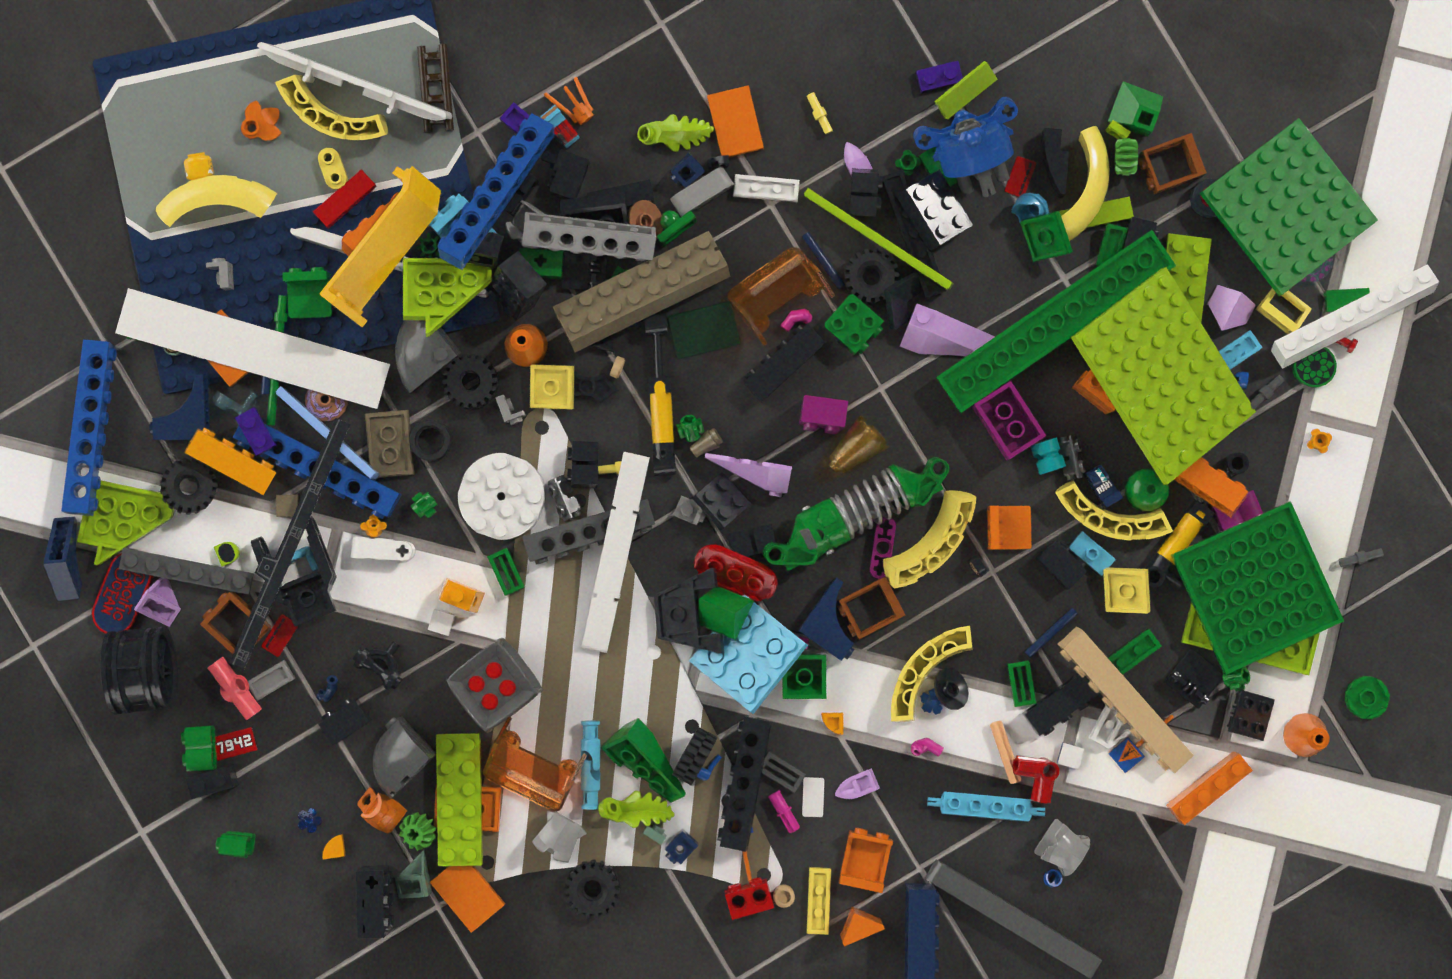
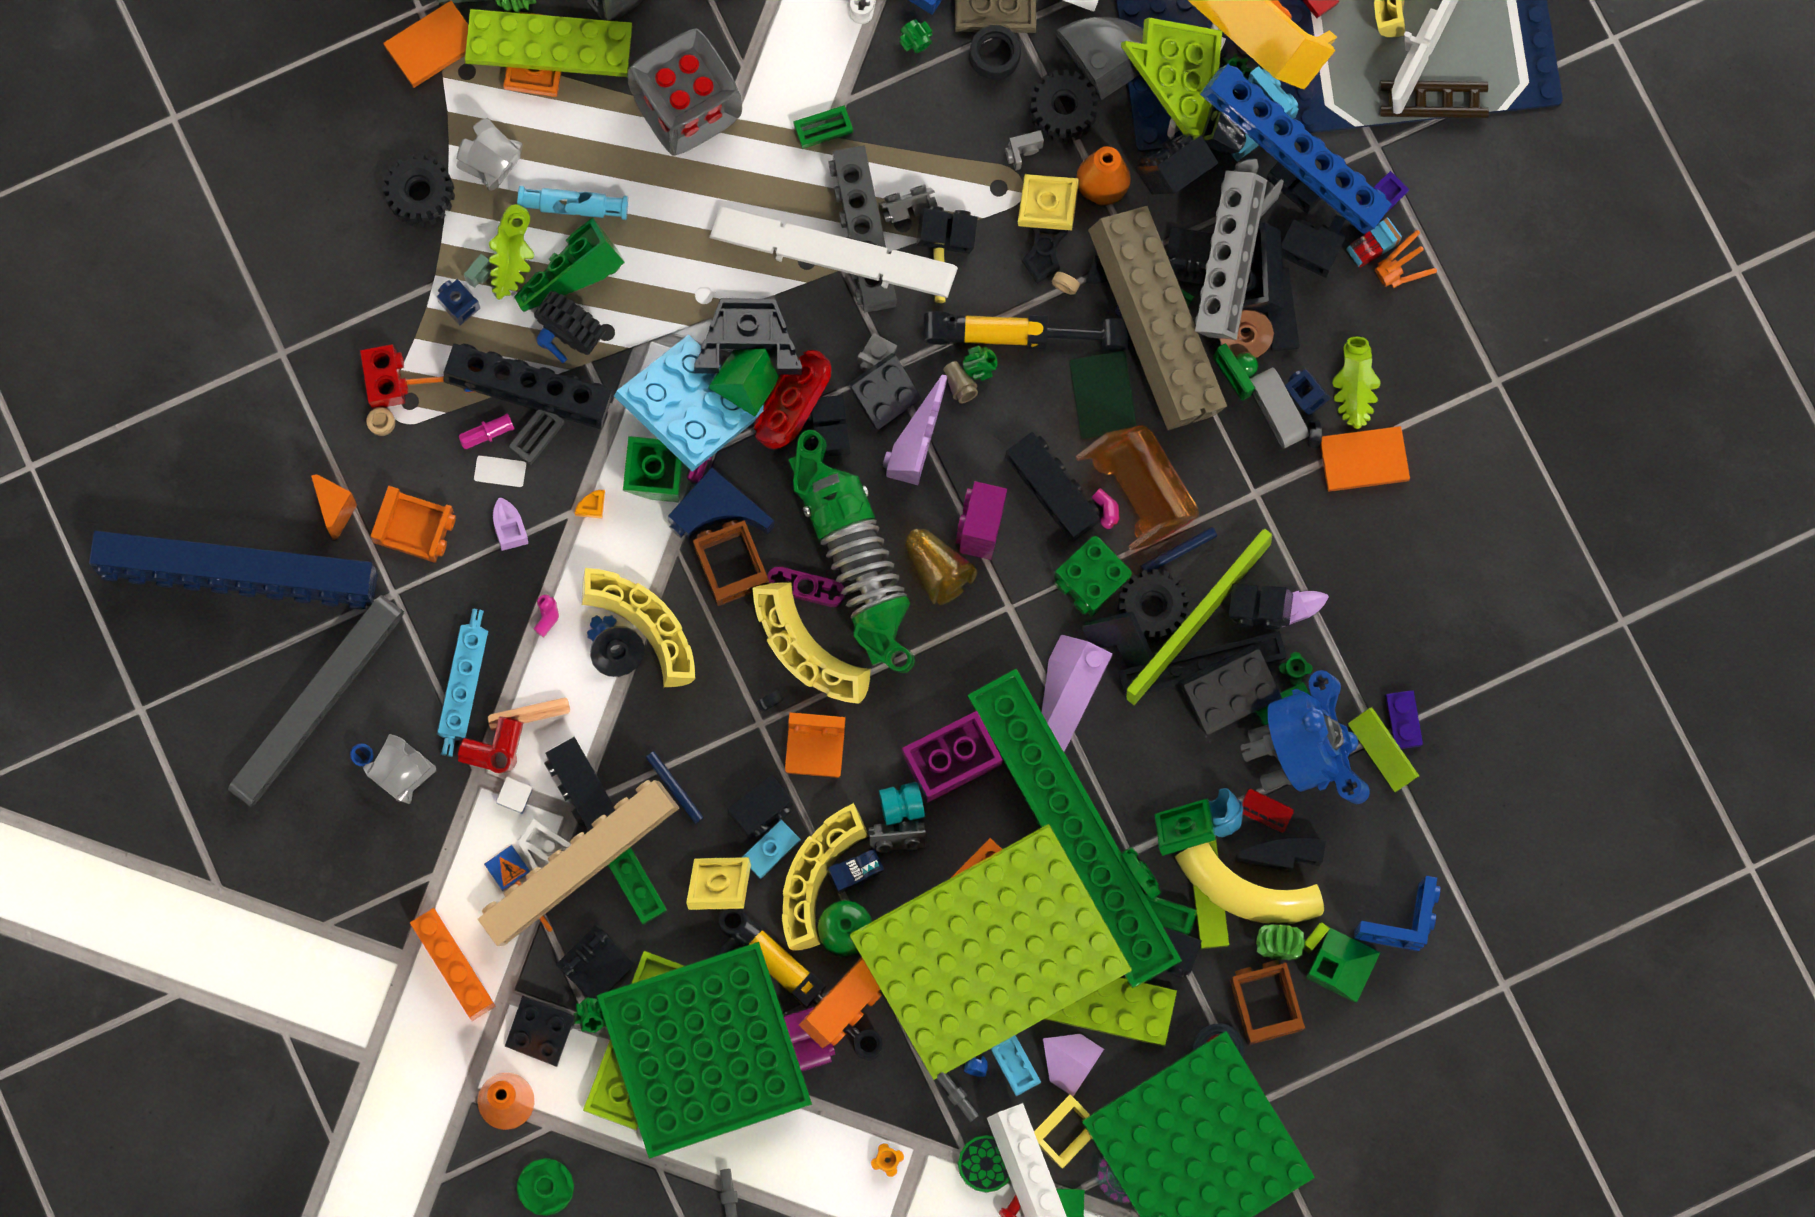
camera: 90 degrees right, 10 degrees down
(441, 622) = (769, 45): white tile -> none
(461, 595) = (800, 66): light orange torso -> none
(522, 501) = (914, 155): white piece -> none
(529, 773) = (573, 125): clear orange windscreen -> none
(552, 269) = (1202, 189): green brick -> none
(766, 188) = (1277, 489): white tile -> none
(818, 900) = (369, 464): light yellow tile -> none
(819, 113) = (1367, 564): light yellow bar -> none
(1010, 666) = (608, 744): green tile -> none
(1085, 266) = (1141, 873): none -> green tile
(1101, 50) = (1422, 922): none -> blue bracket

